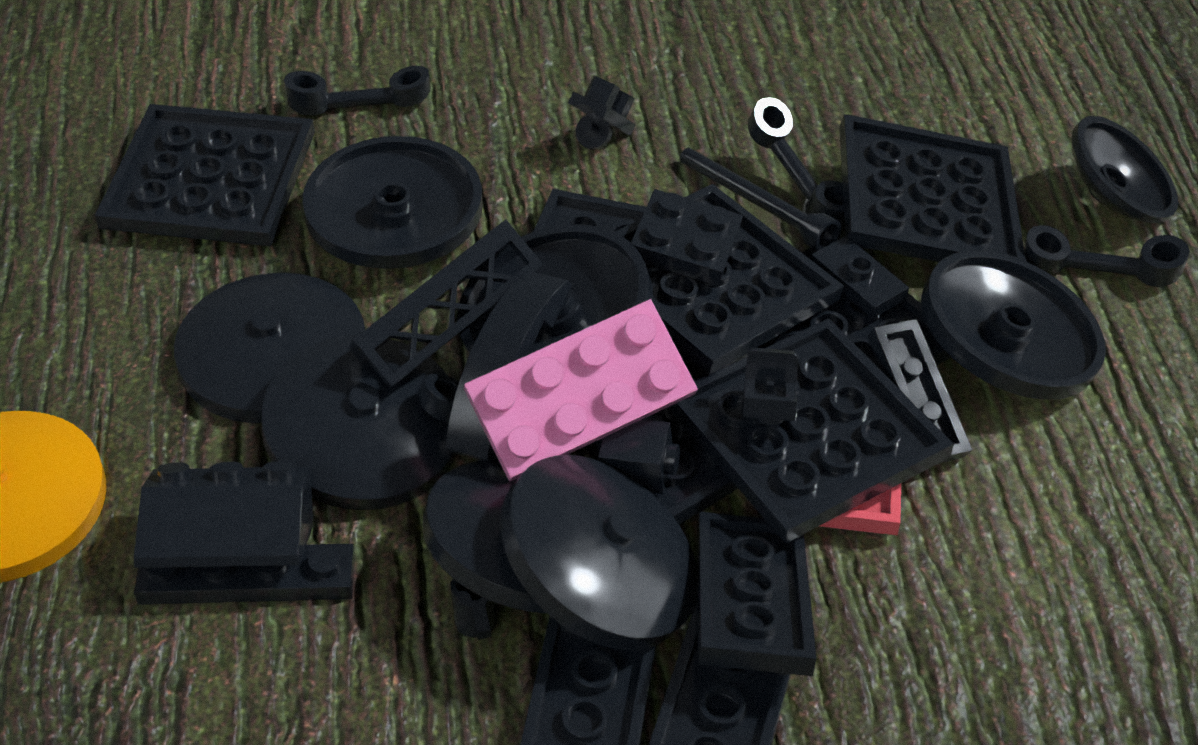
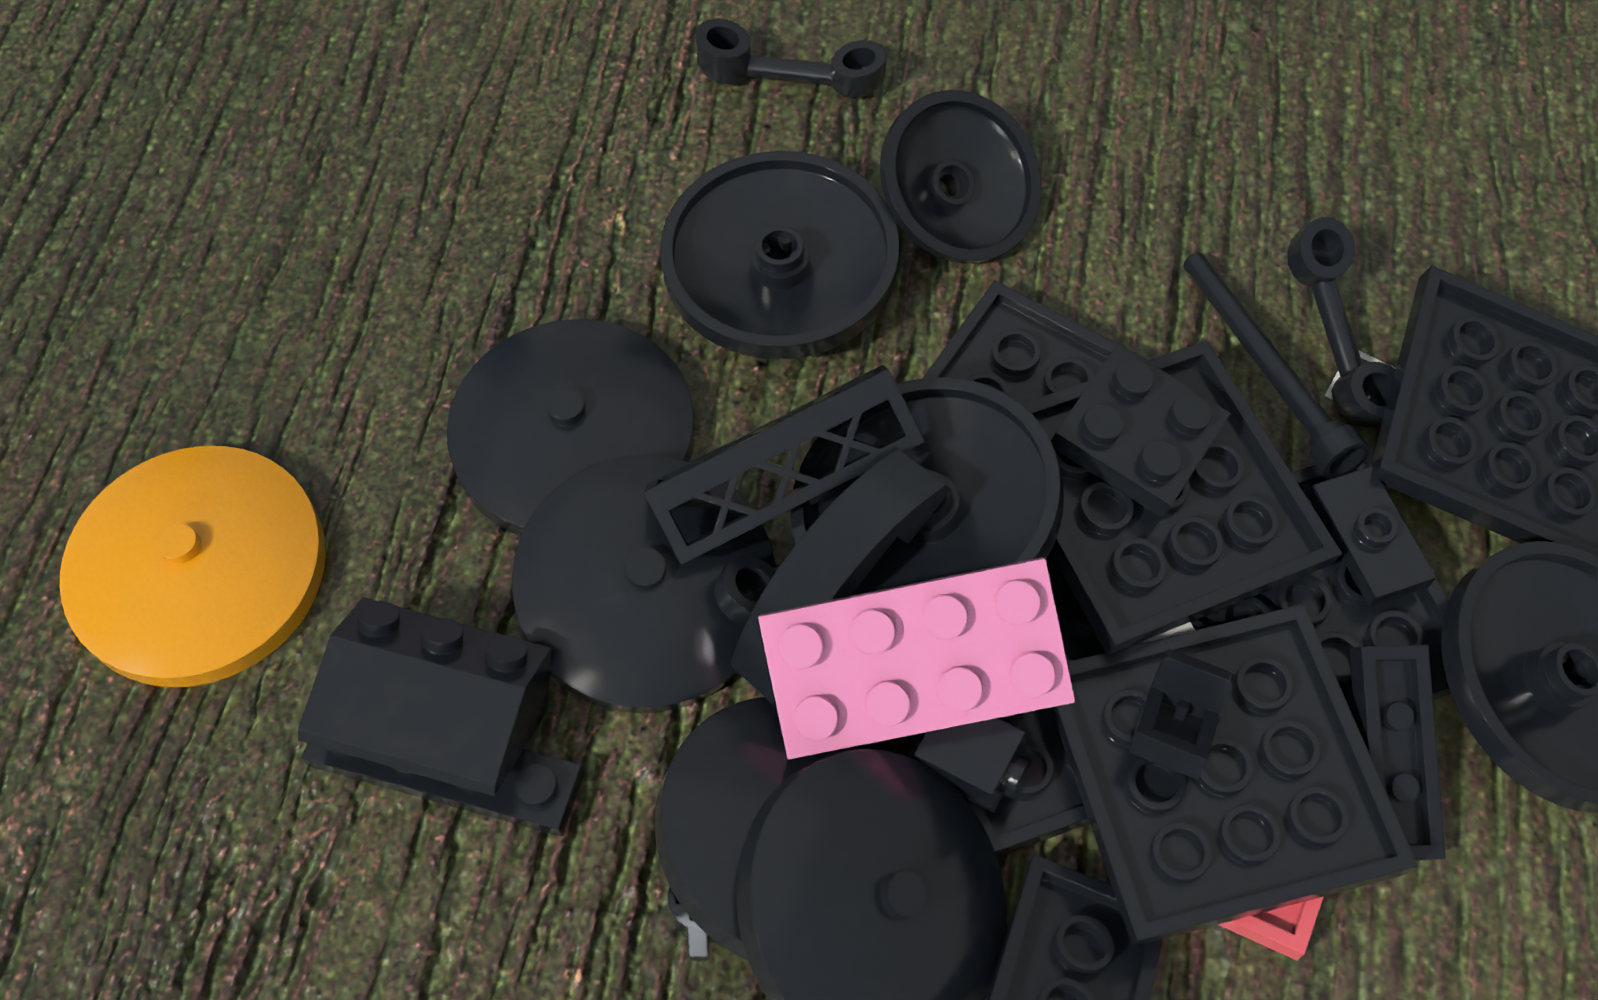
camera: 20 degrees right, 15 degrees up
(207, 175) = (568, 149): black plate -> none
(508, 130) = (981, 161): none -> black dish
(604, 107) = (1100, 173): black hips -> none

